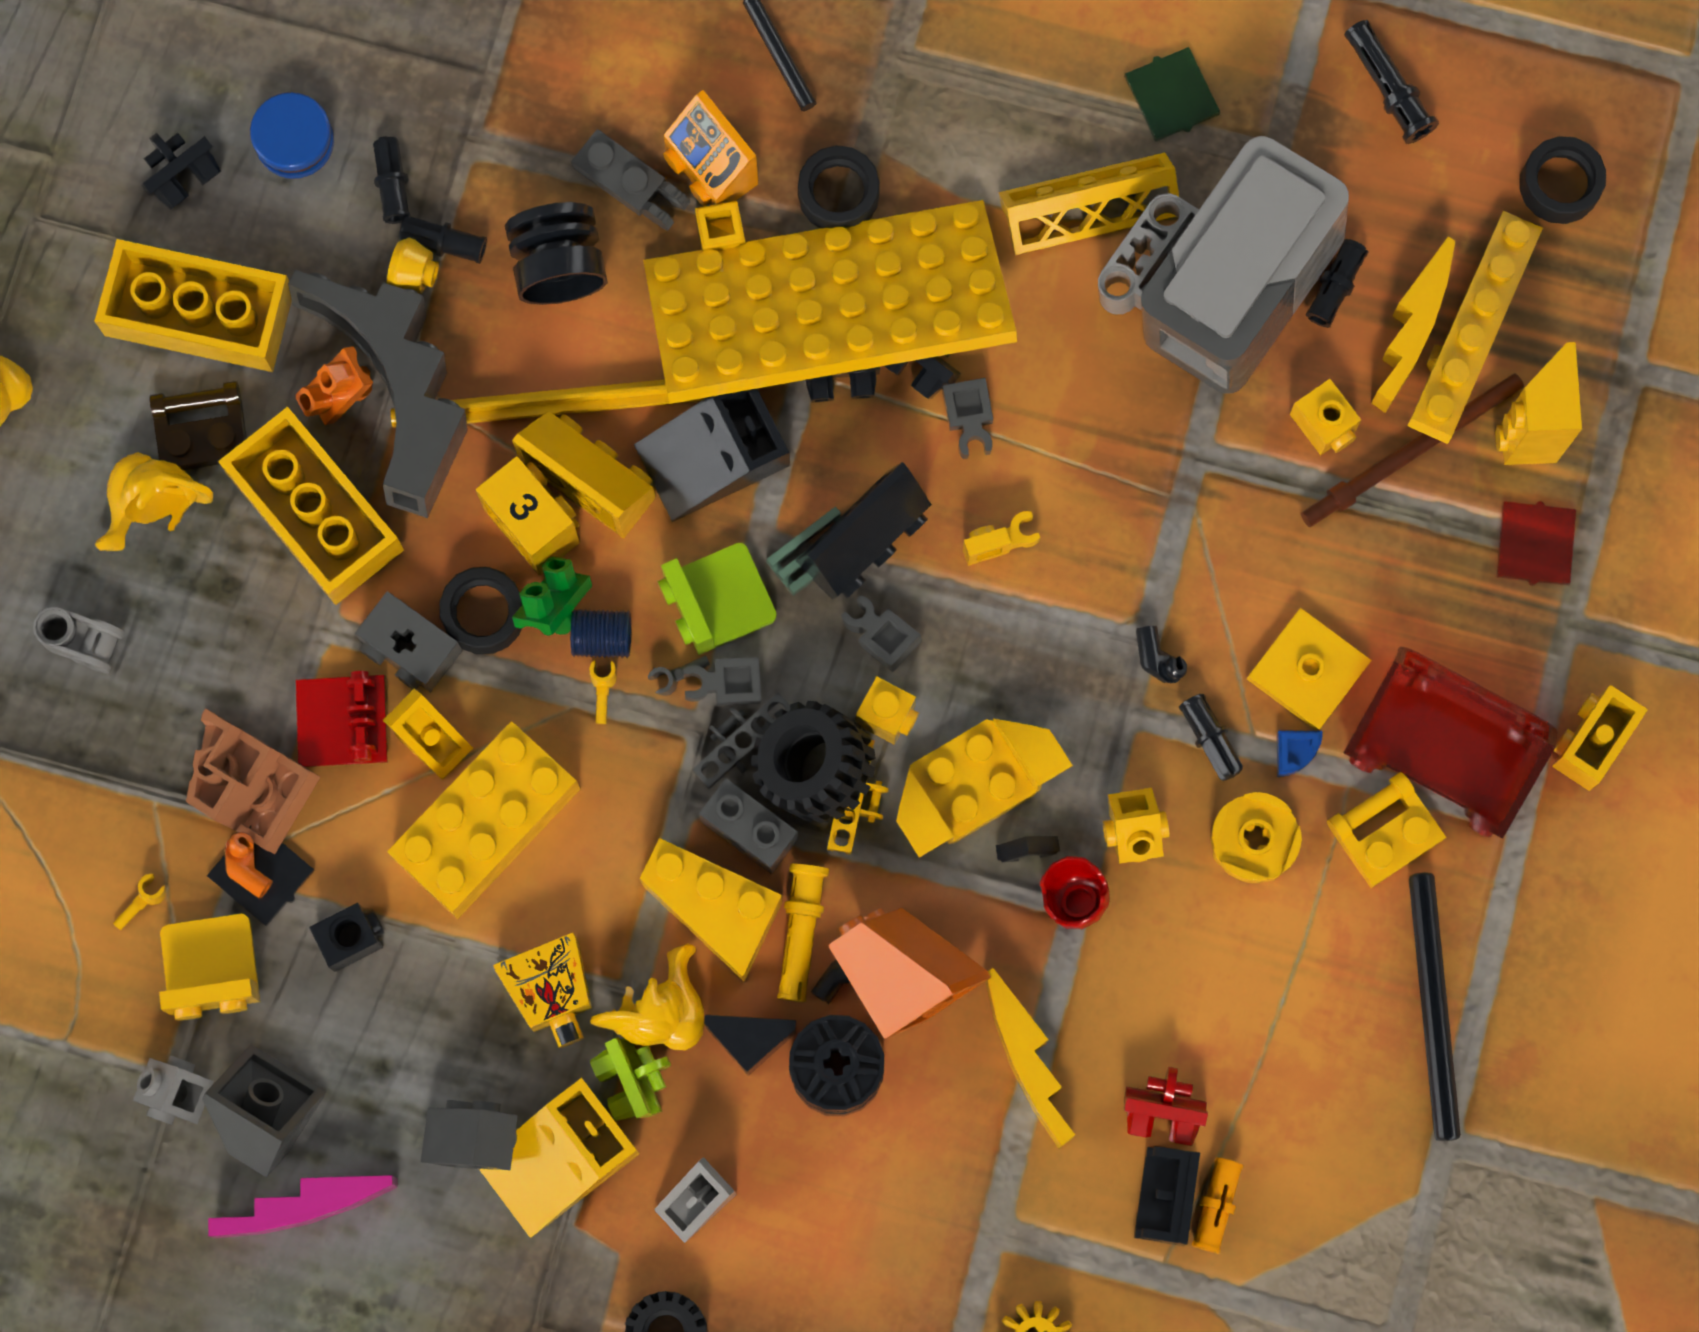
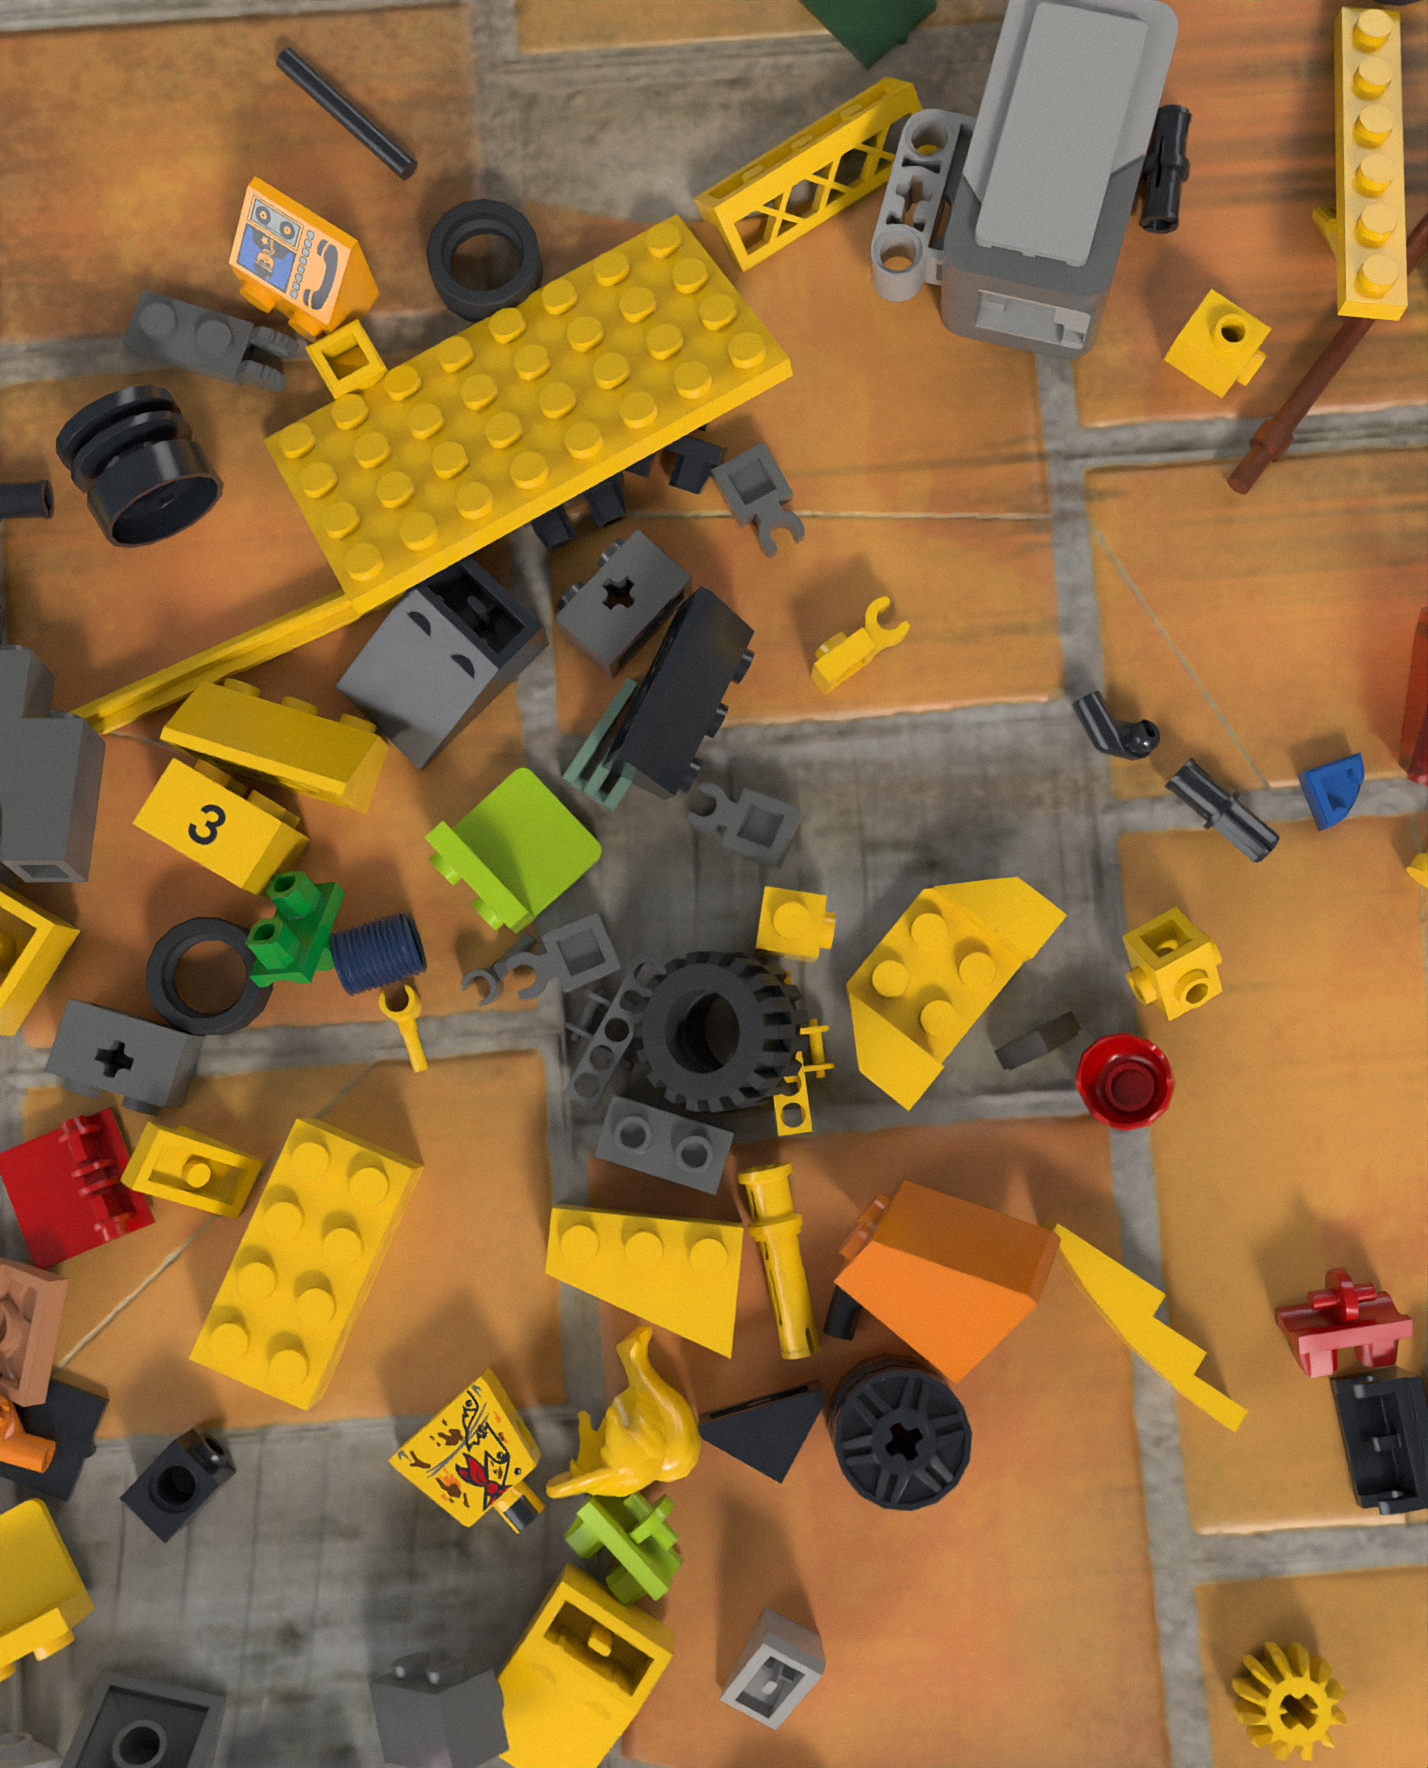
camera: 20 degrees left, 5 degrees up
(837, 474) = (616, 635): none -> dark grey brick
(1278, 826) = (1351, 897): yellow plate -> none
(1309, 669) = (1312, 678): yellow plate -> none
(1418, 314) = (1289, 176): yellow slope -> none

